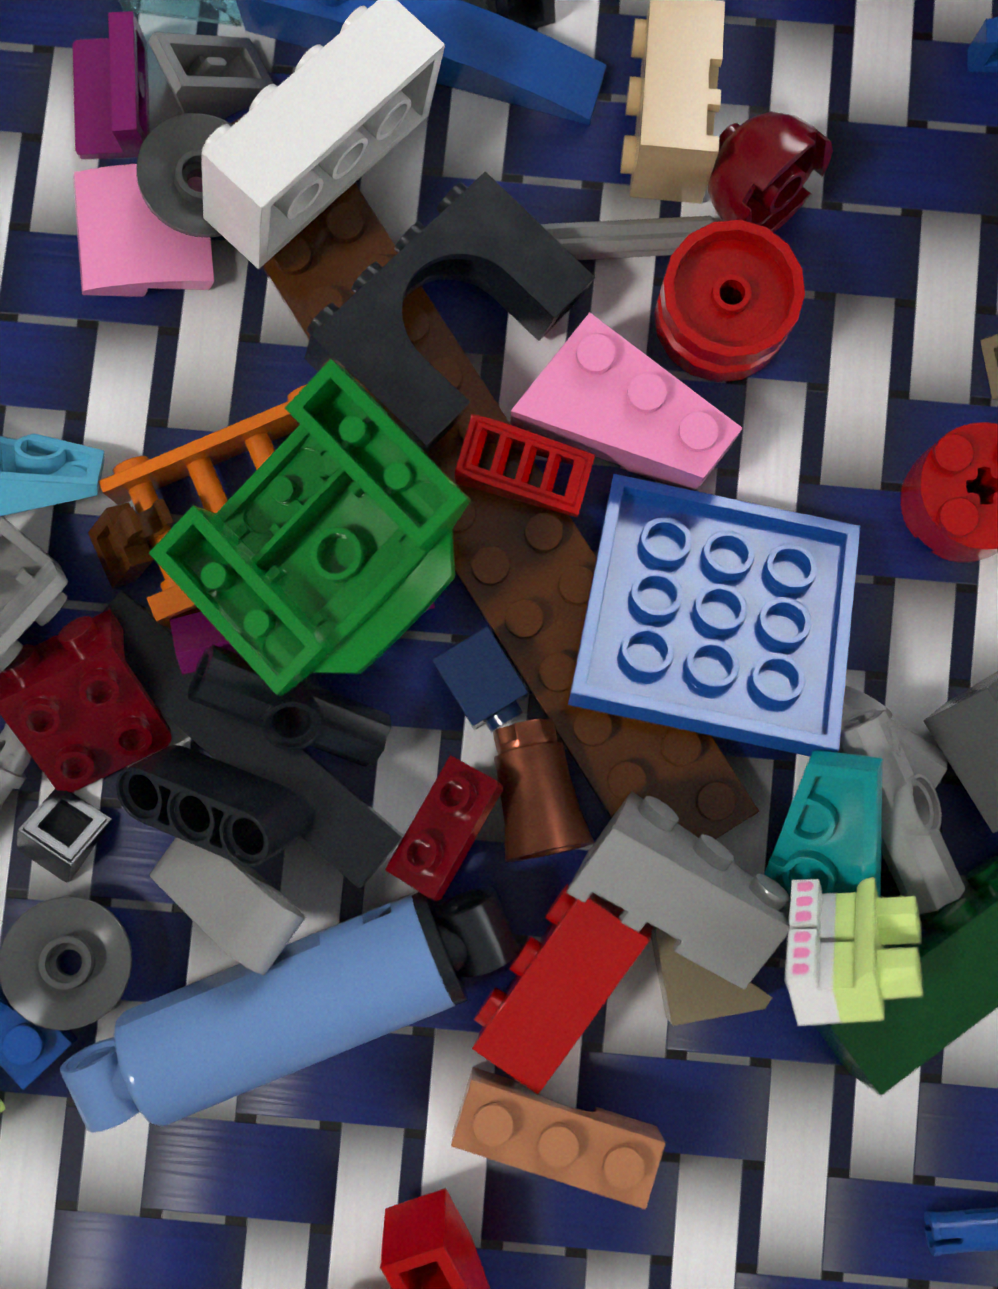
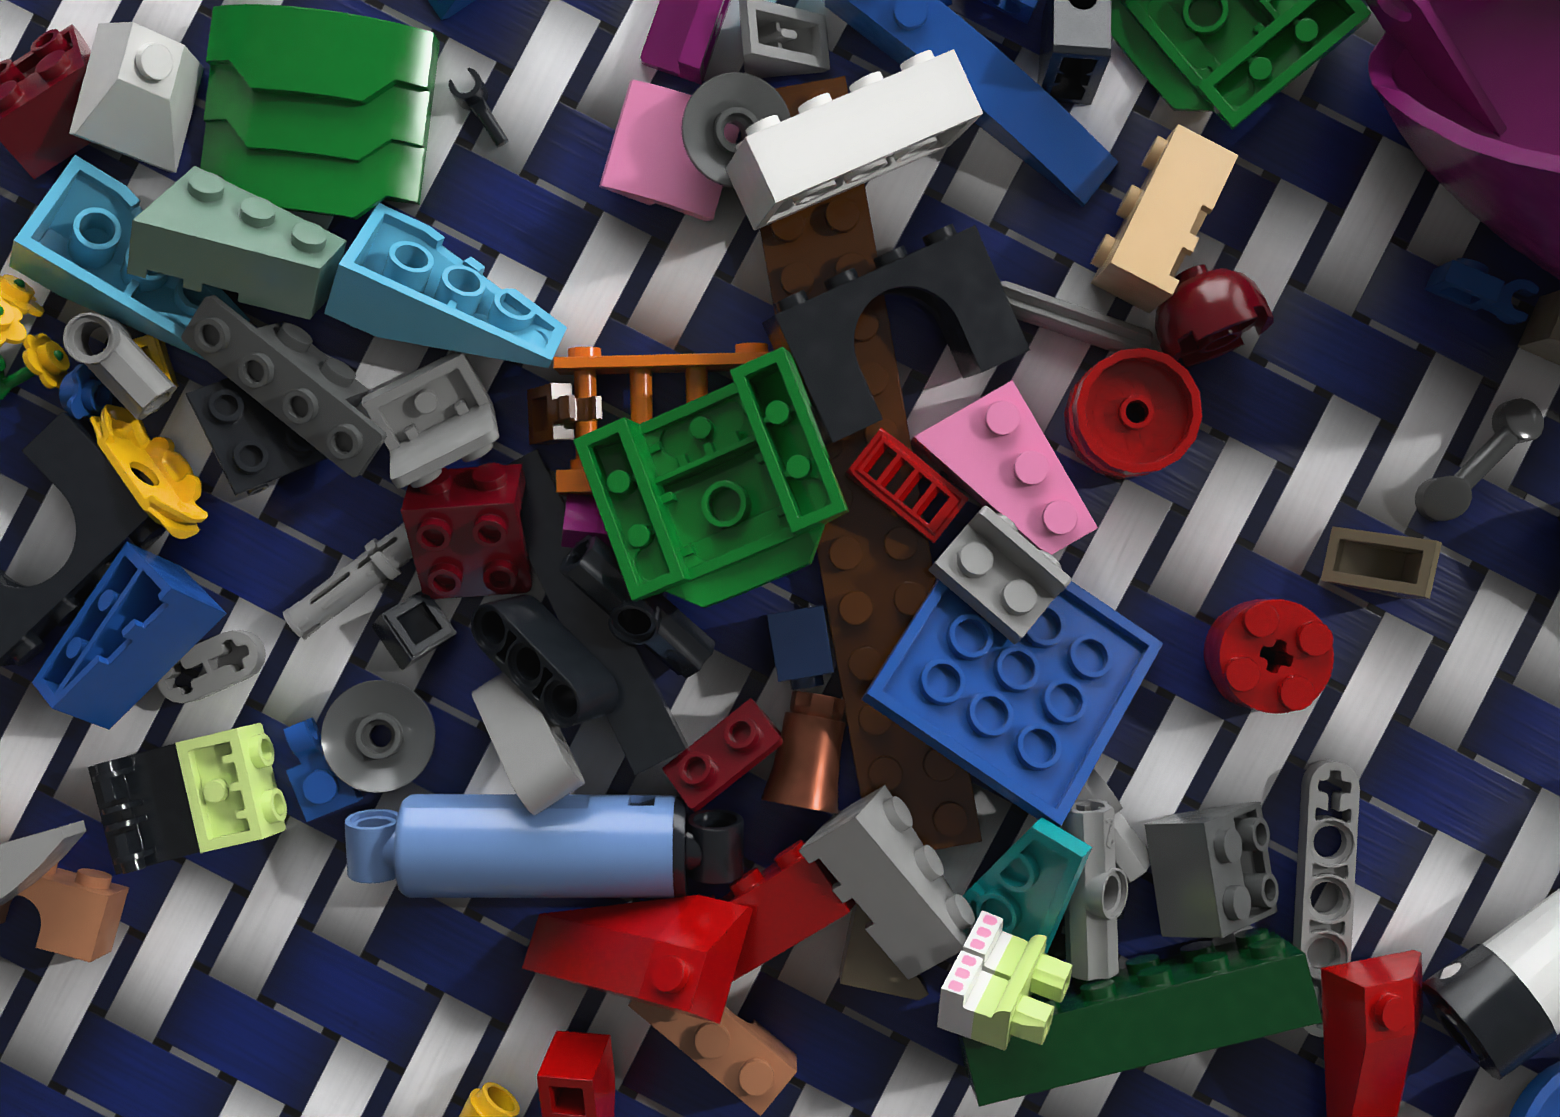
camera: 25 degrees right, 5 degrees up
(454, 1076) = (650, 951): none -> red wedge
(661, 515) = (1000, 573): none -> light grey bracket

